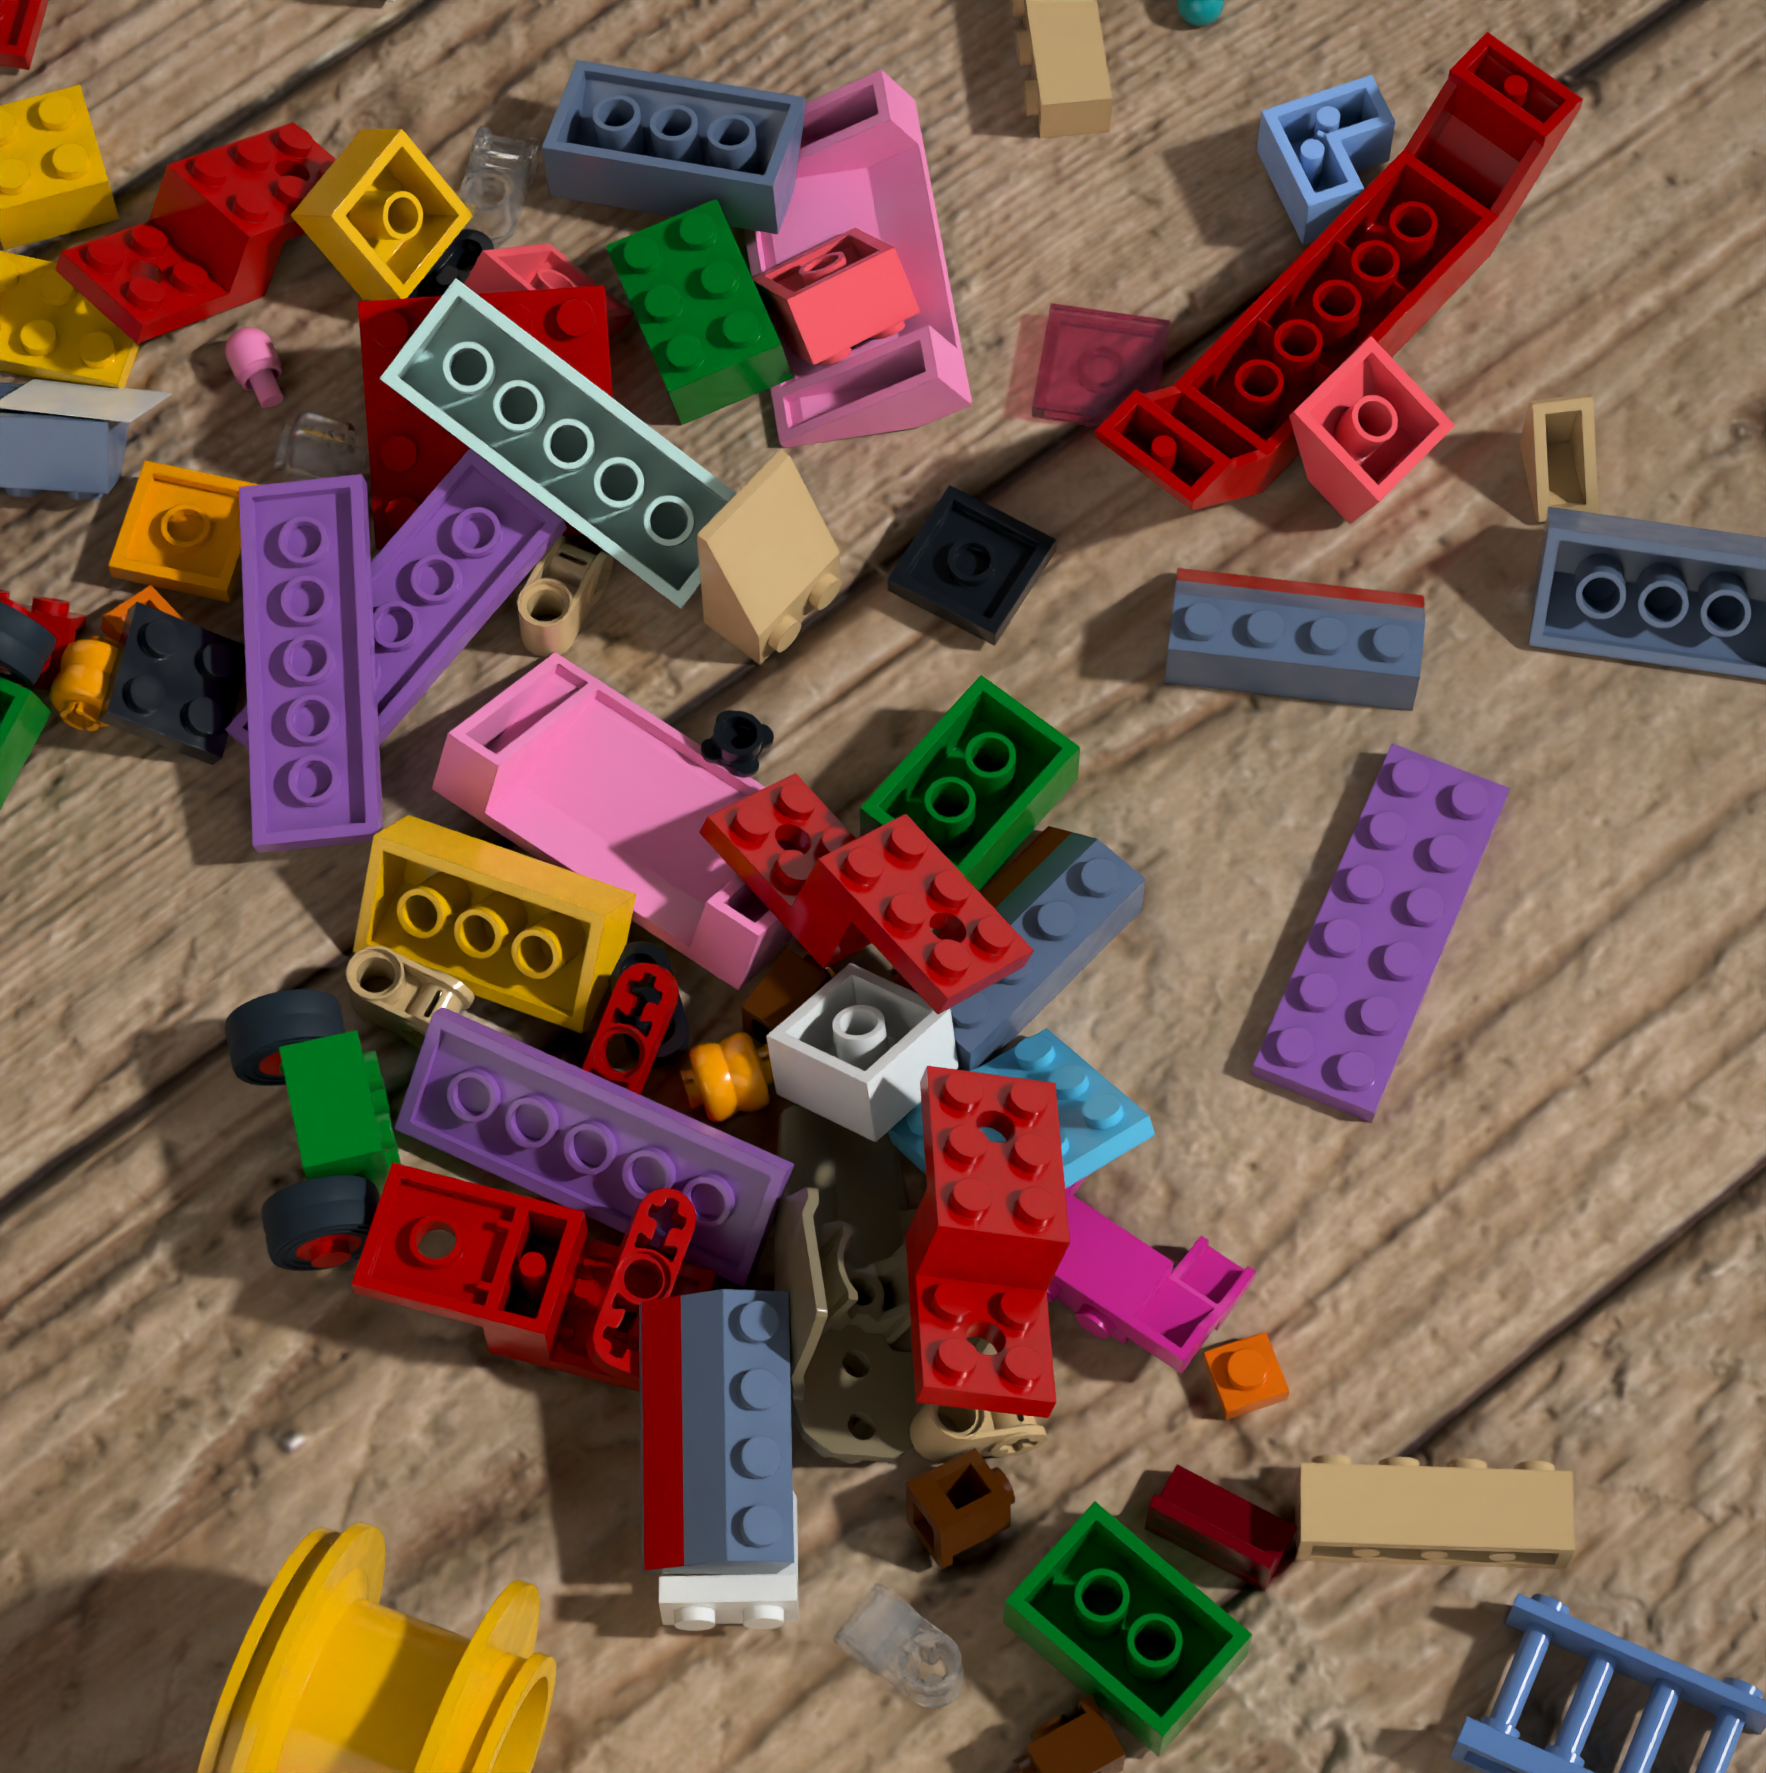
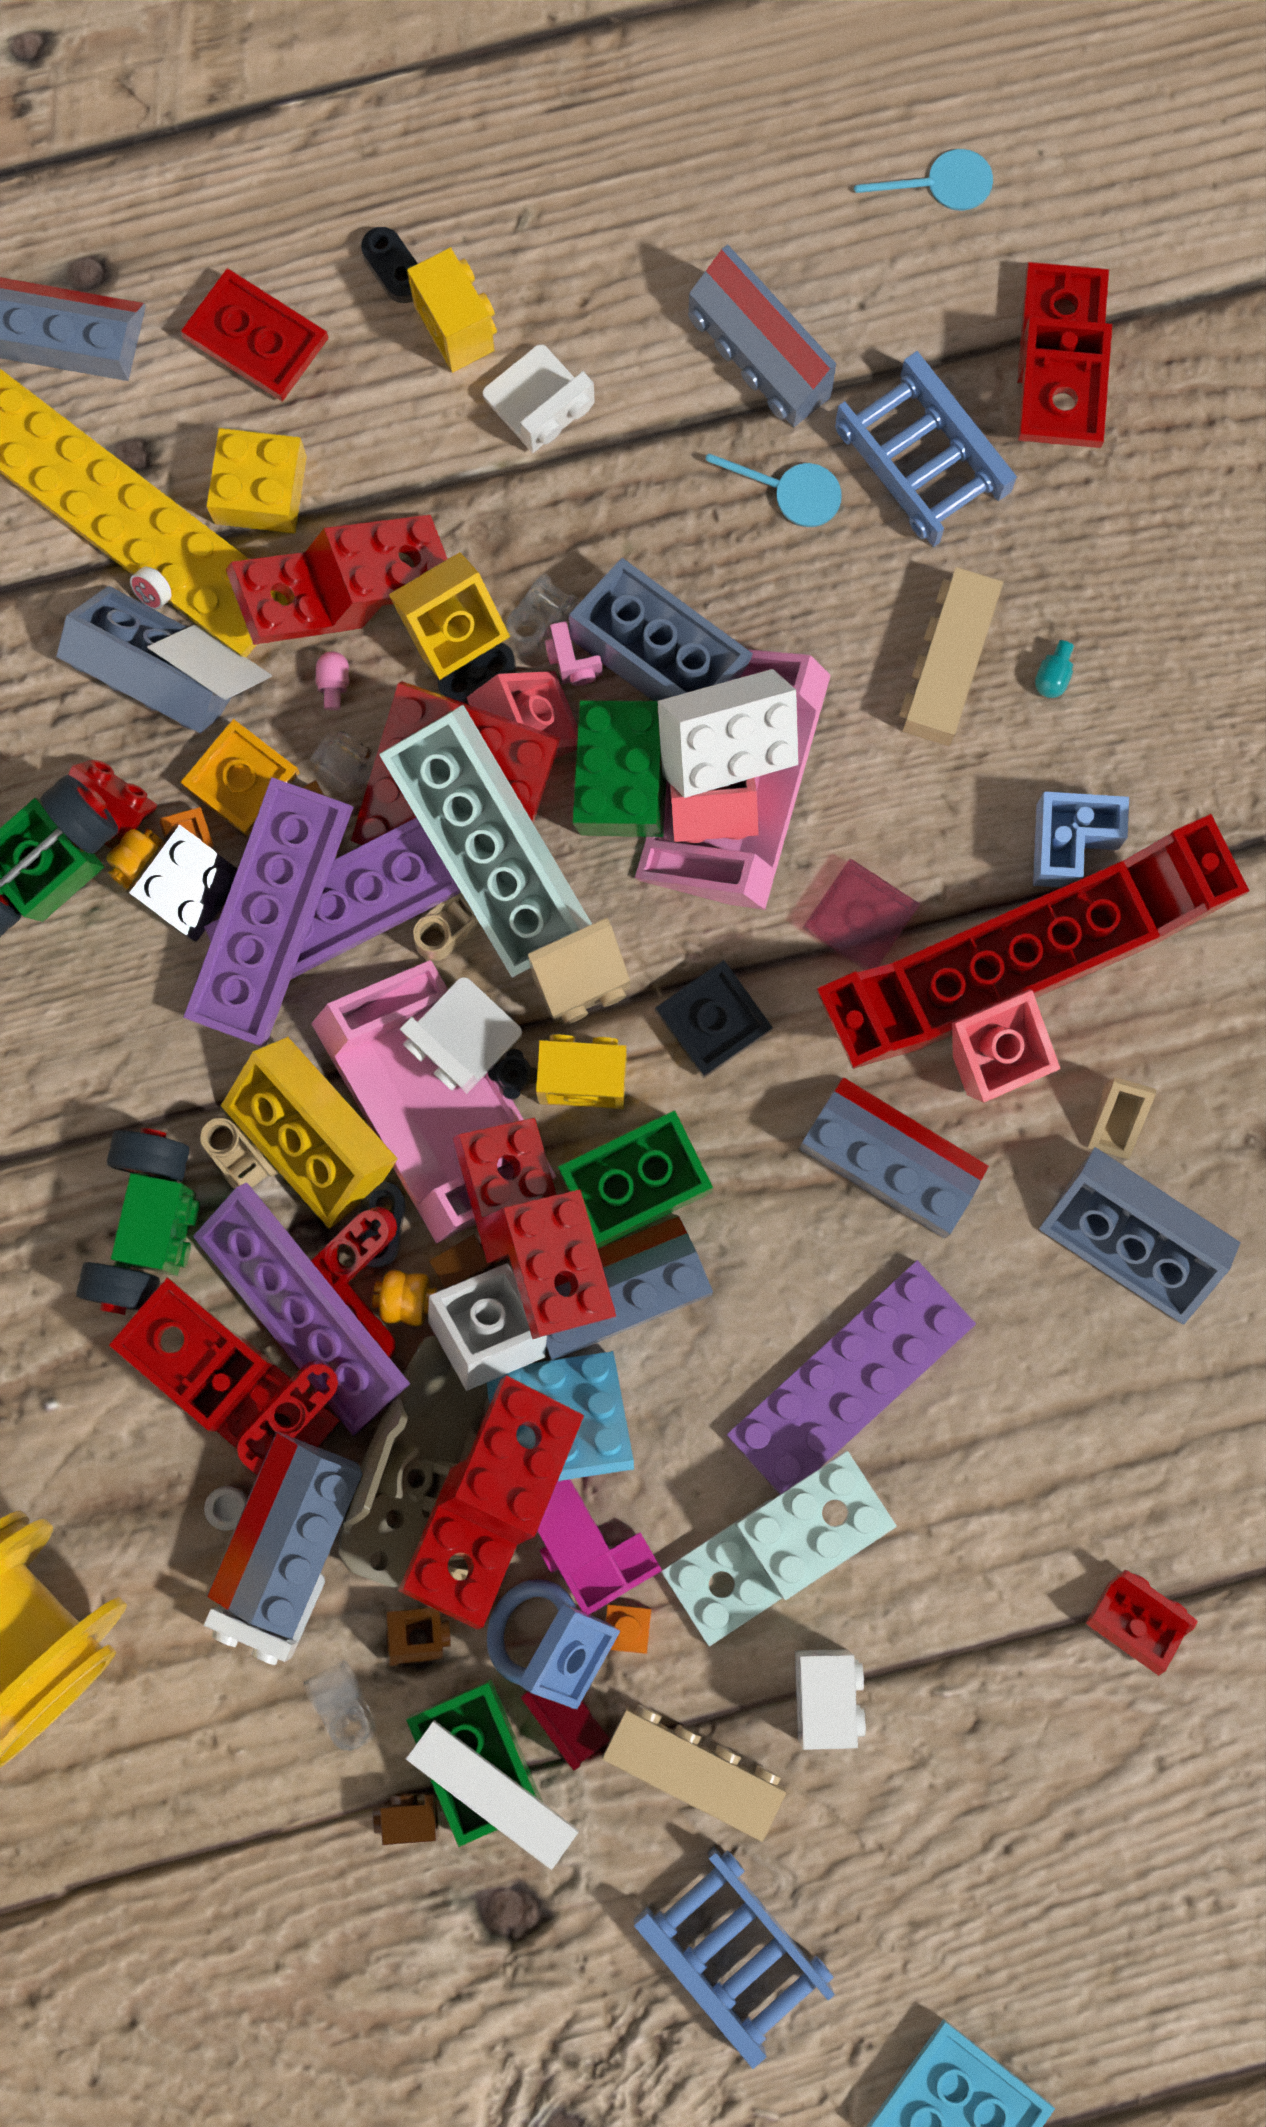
camera: 25 degrees right, 15 degrees up
(565, 223) = (561, 652): none -> bright pink bracket
(610, 1464) = (225, 1507): none -> white tile
(645, 716) = (462, 1035): none -> white bracket
(822, 195) = (728, 732): none -> white brick
(834, 689) = (581, 1072): none -> yellow brick
(1176, 1639) = (492, 1795): none -> white tile
(1184, 1428) = (566, 1656): none -> medium blue tile
(1397, 1170) = (779, 1548): none -> light aqua bracket
(1563, 1324) = (828, 1699): none -> white brick

